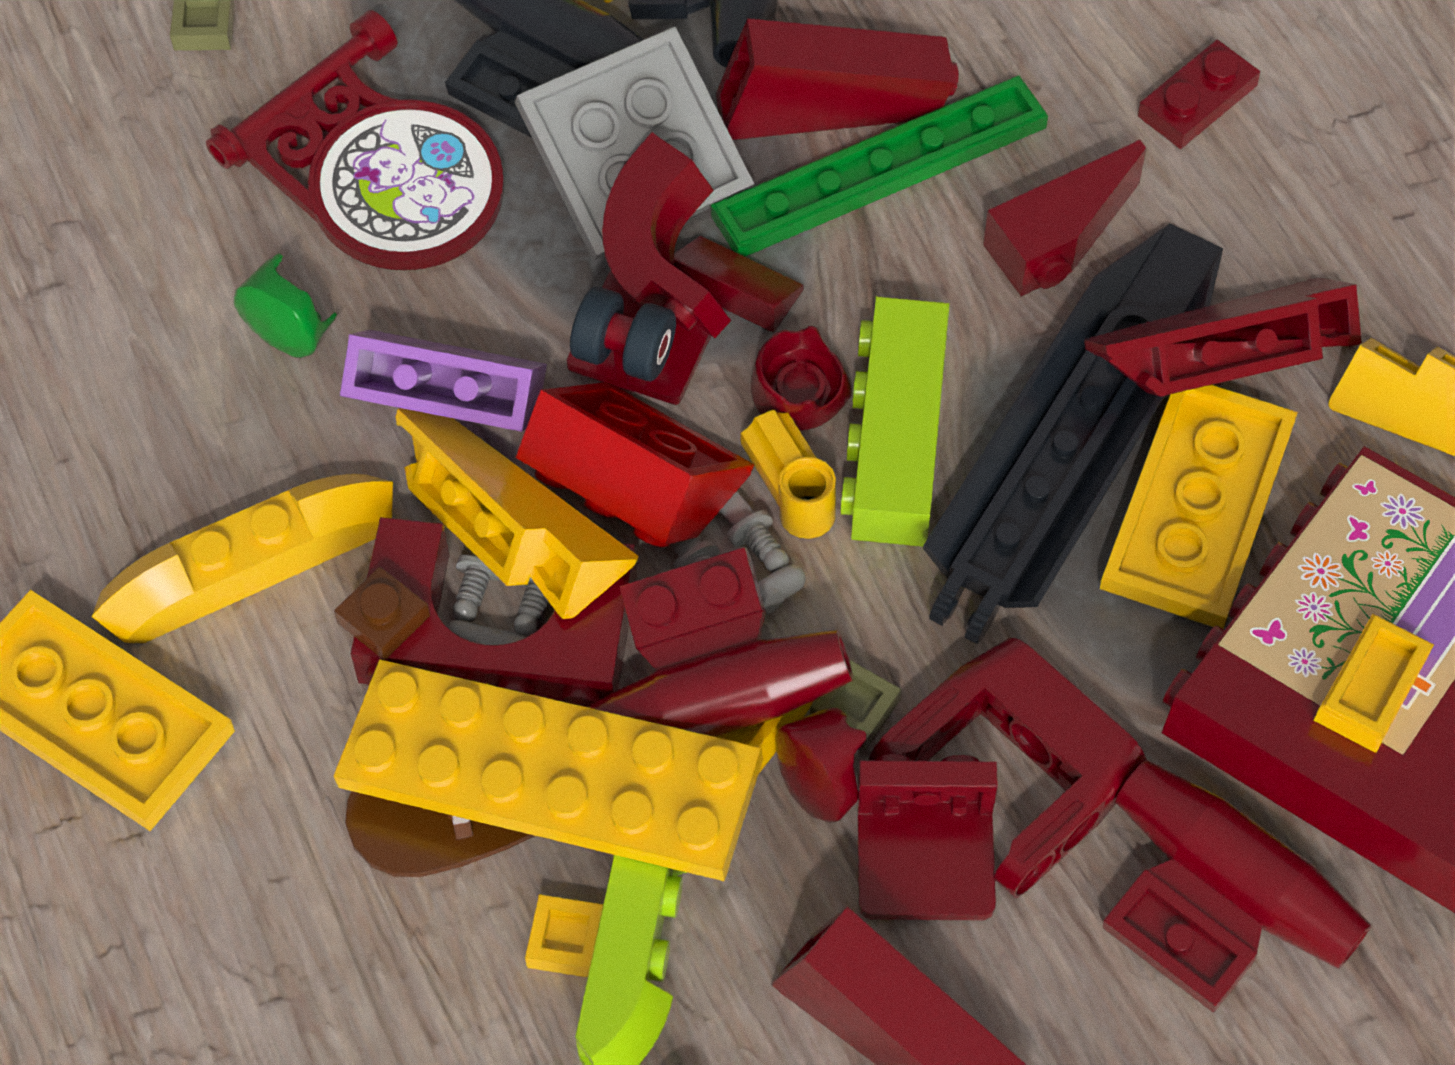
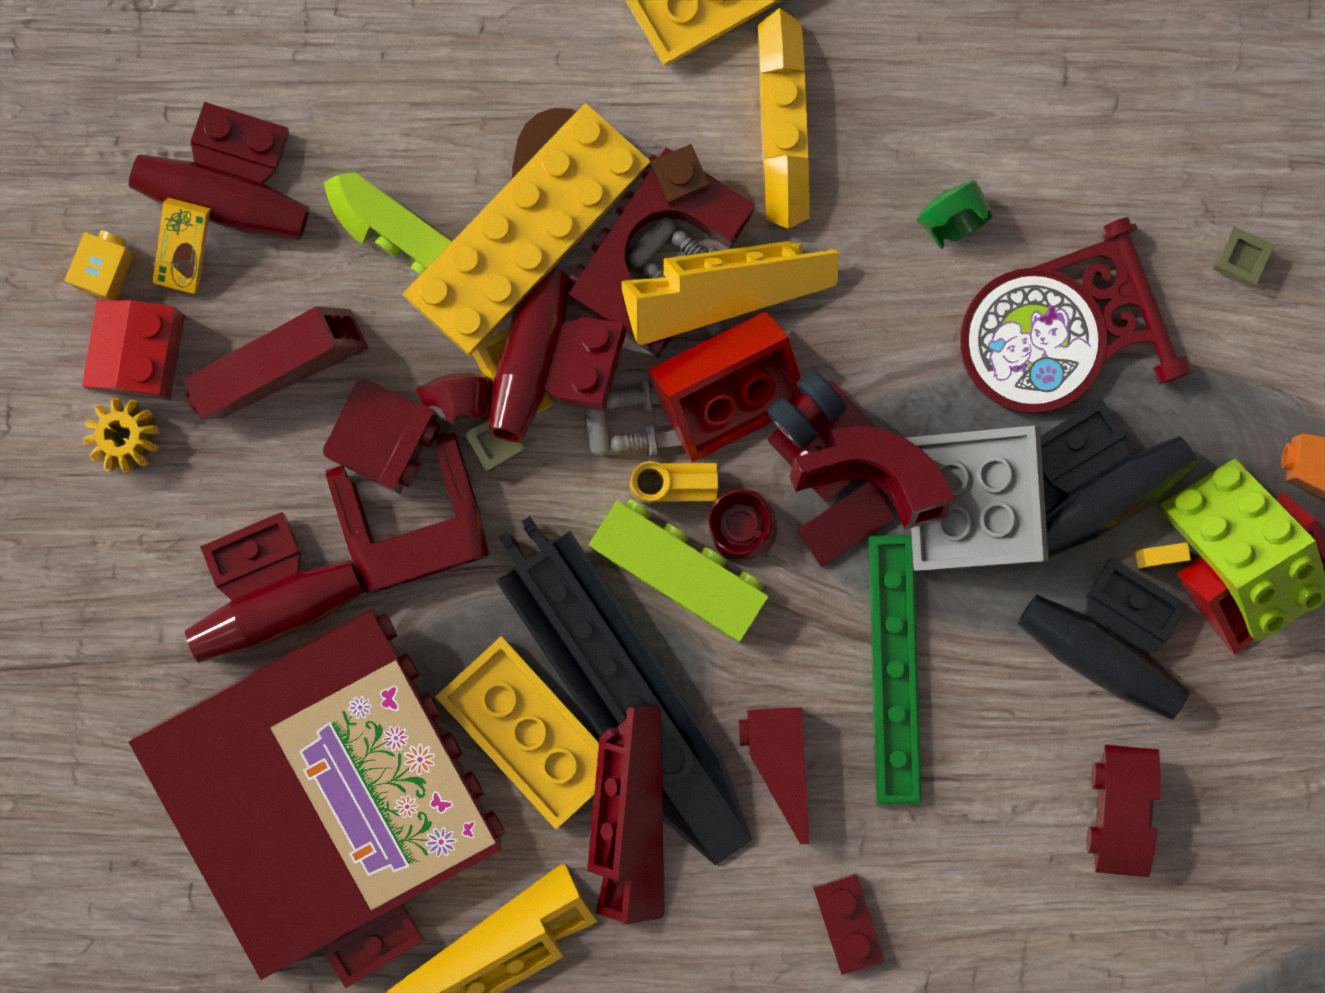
camera: 120 degrees right, 25 degrees up
(441, 379) = (845, 289): medium lavender brick -> none
(563, 935) = (435, 203): yellow tile -> none
(830, 78) = (969, 667): dark red slope -> none
(1373, 683) = (322, 738): yellow tile -> none

